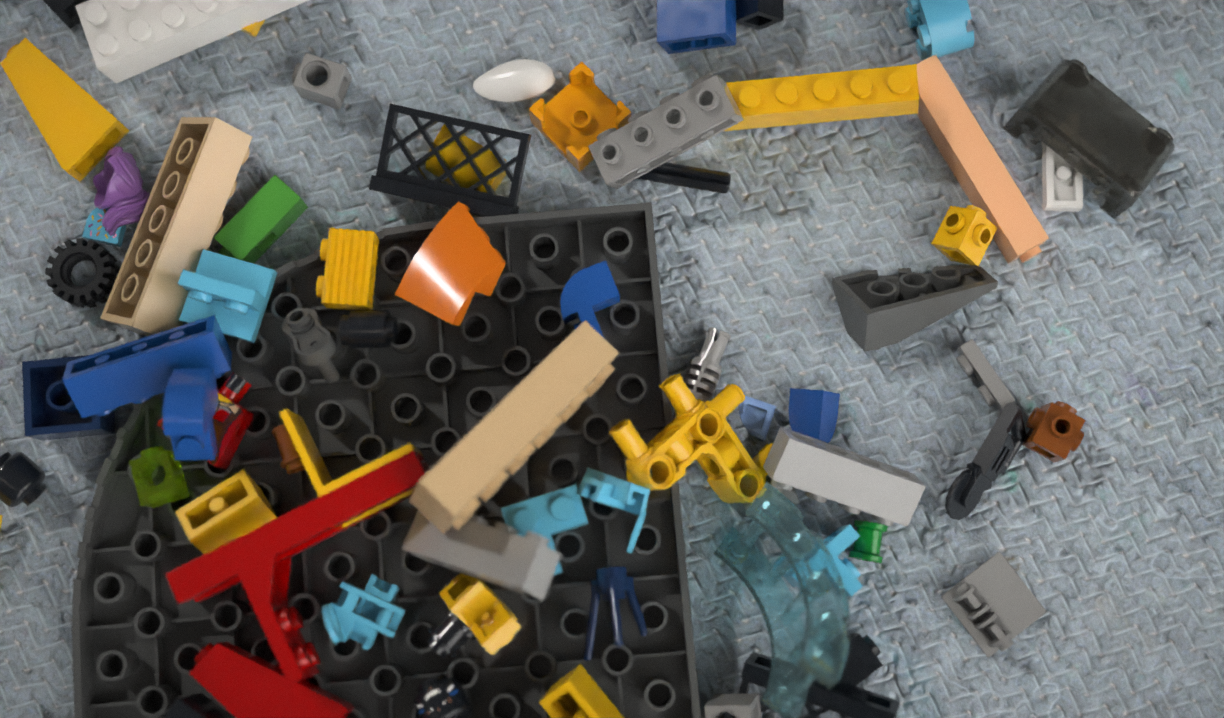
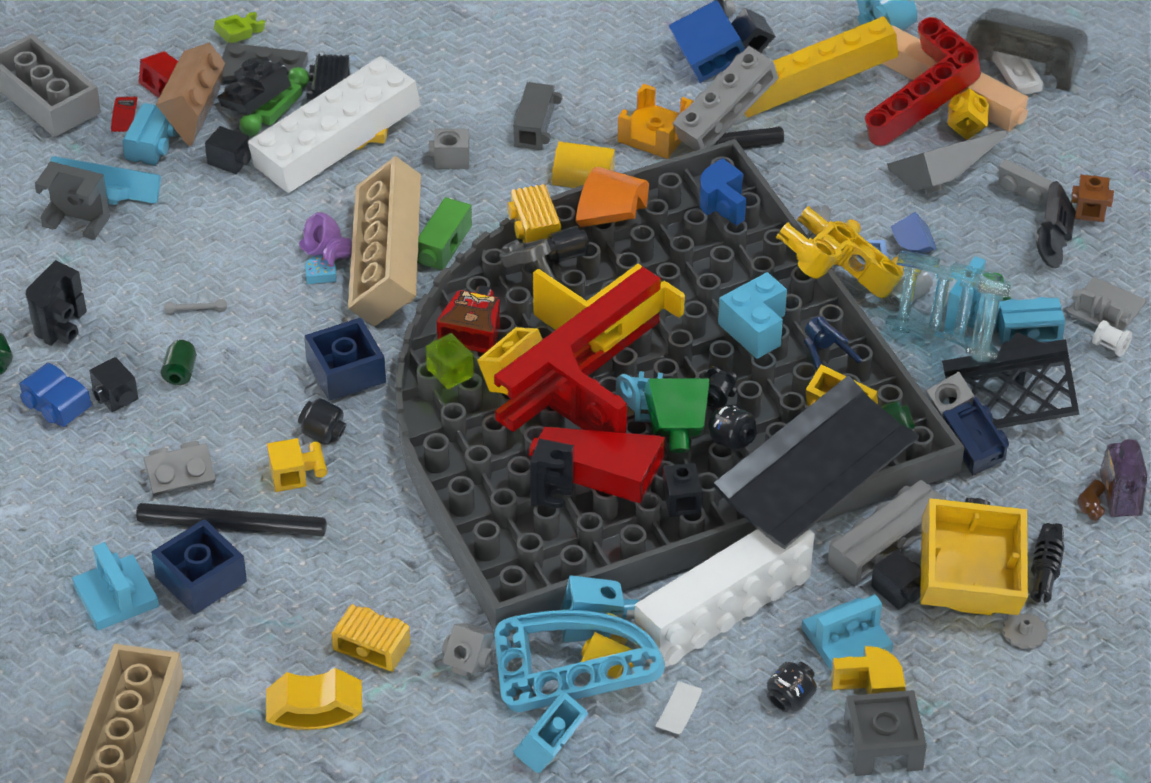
camera: 20 degrees left, 35 degrees down
(65, 114) = (257, 209): yellow slope -> none
(65, 262) = (317, 307): black tyre -> none
(144, 366) = (411, 298): blue brick -> none
(188, 413) = (467, 292): blue brick -> none
(229, 290) = (448, 254): medium azure bracket -> none
(288, 451) = (539, 321): dark orange pin -> none
(383, 664) = (677, 408): none -> green torso
(435, 190) = (563, 182): black fence -> none
(442, 55) = (535, 115): none -> dark grey brick
(481, 611) = (729, 358): yellow brick -> none
(487, 553) = (718, 315): light grey brick -> none
(508, 432) = (708, 240): tan brick -> none
(515, 81) = (595, 118): white arm -> none
(618, 494) = (805, 267): medium azure piece -> none
(843, 477) = (958, 244): light grey brick -> none
(891, 604) = (1034, 318): none -> medium azure brick
(933, 181) = (954, 71): none -> red beam
(975, 665) = (1112, 338): none -> white bush

